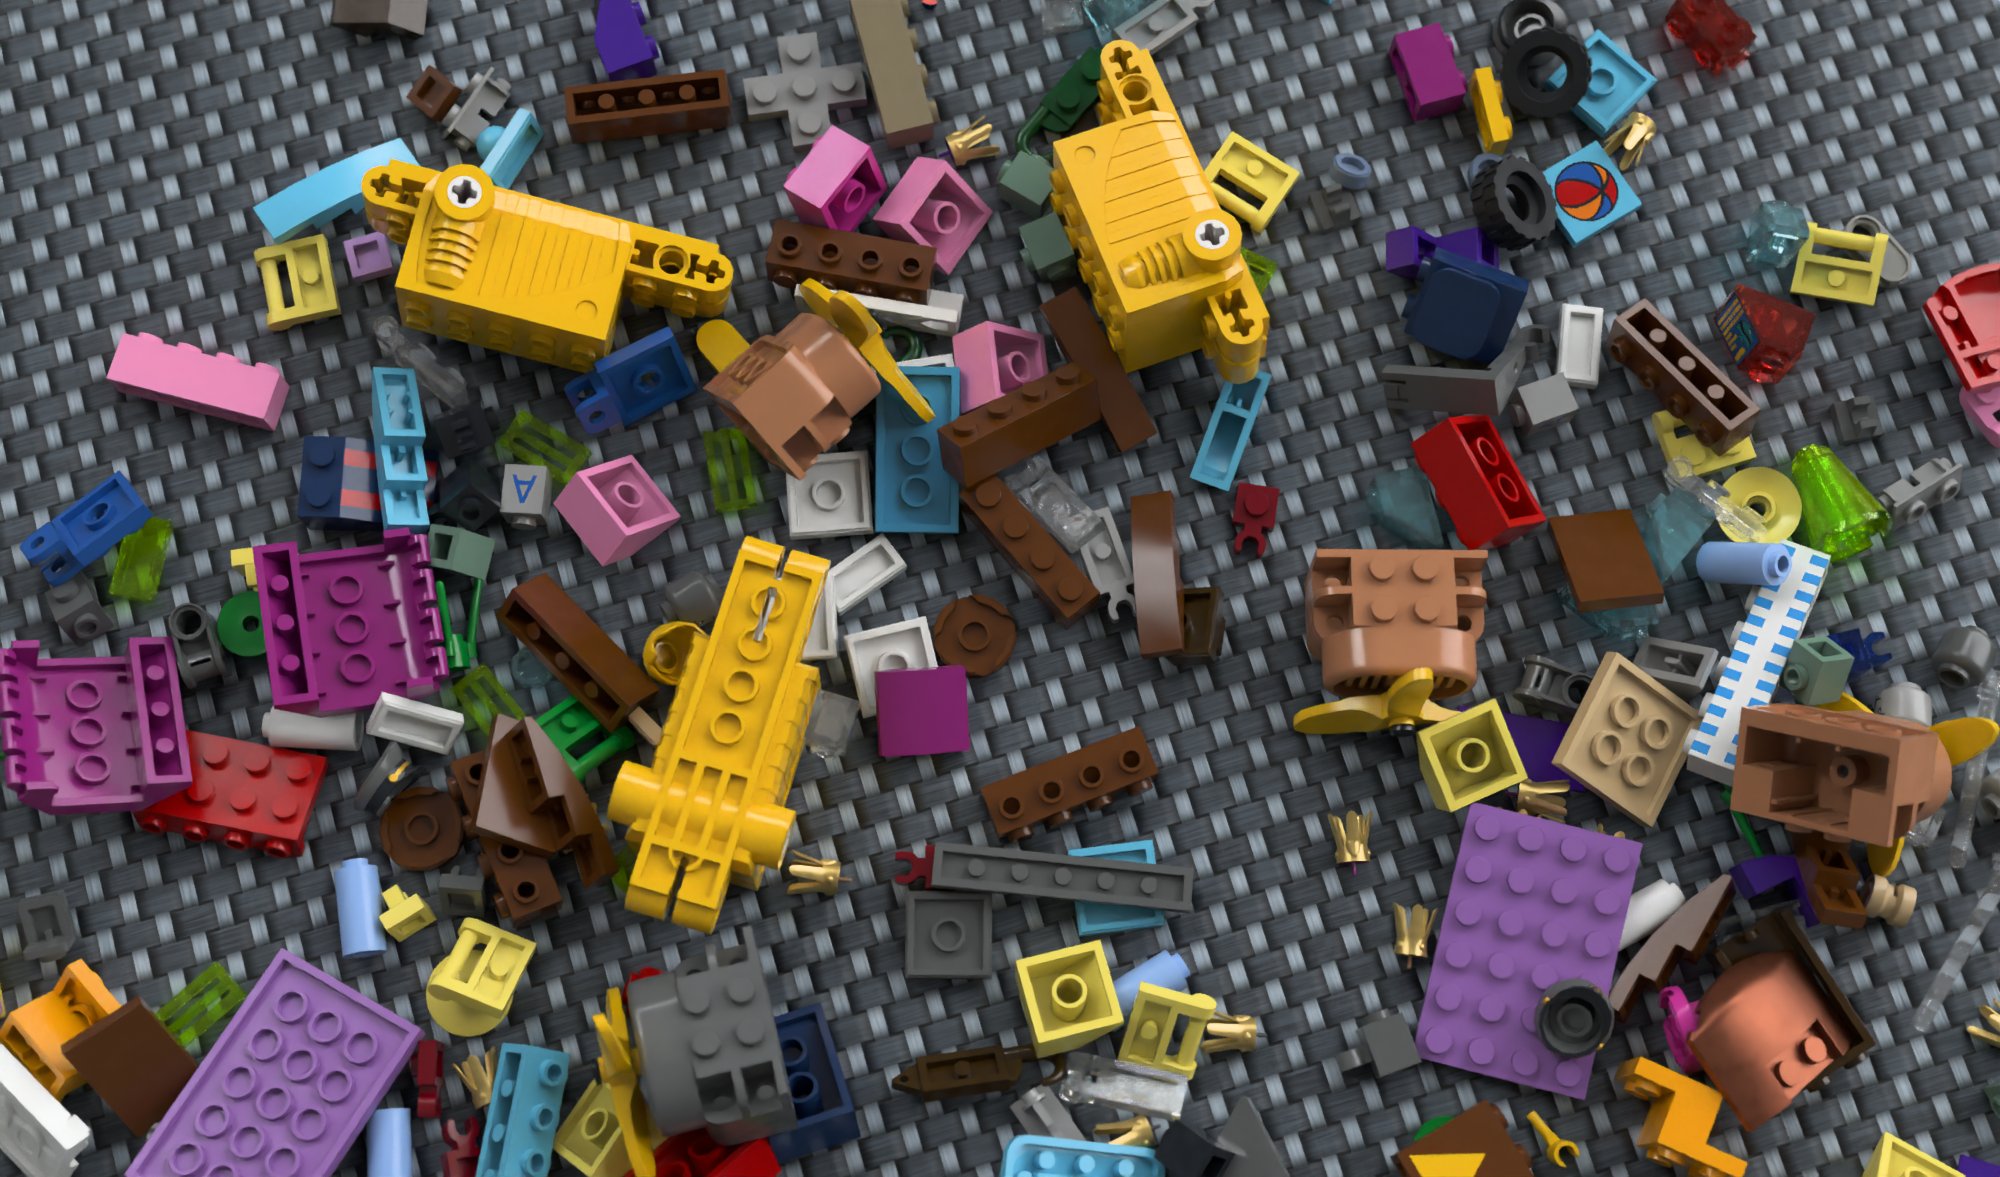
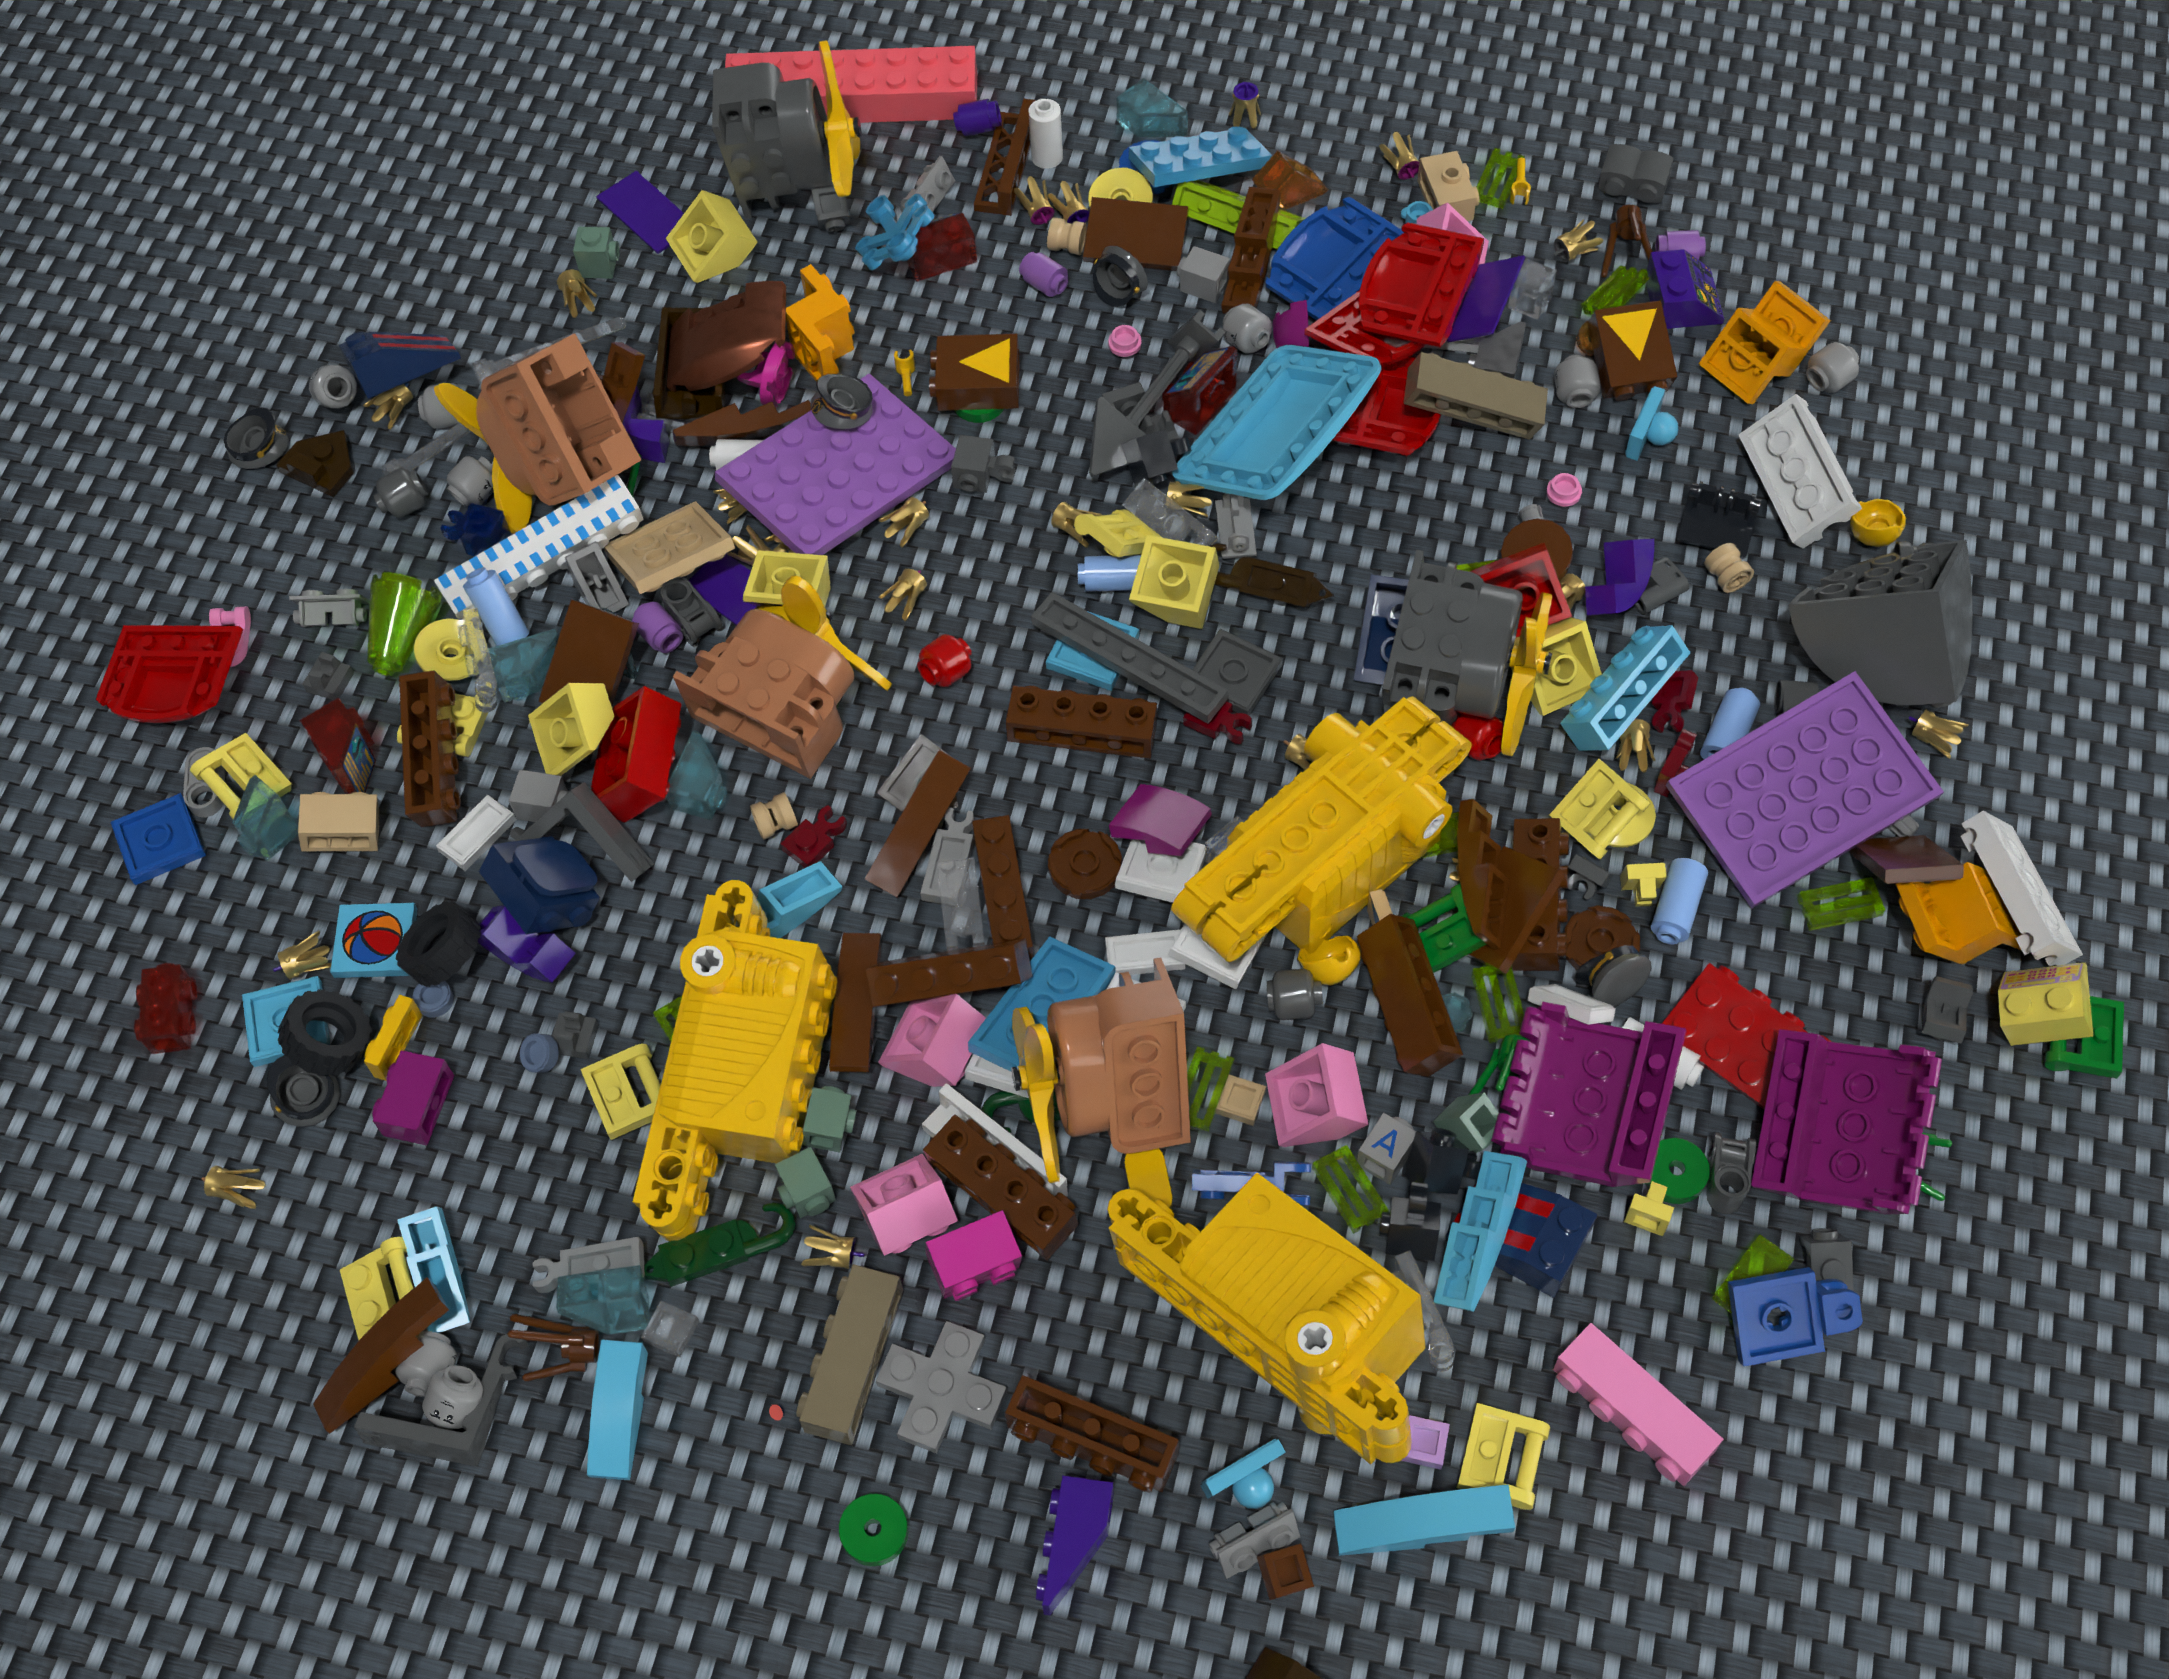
camera: 145 degrees left, 15 degrees down
(688, 478) = (1241, 1100): none -> tan tile
(1253, 774) = (944, 660): none -> red head
(1305, 510) = (773, 815): none -> tan wheel
(1559, 475) = (571, 725): none -> light yellow slope
(1574, 650) = (658, 627): none -> medium lavender brick
(1708, 272) = (338, 822): none -> tan brick
(1816, 671) = (509, 511): sand green brick -> none
(1867, 176) = (158, 839): none -> blue tile

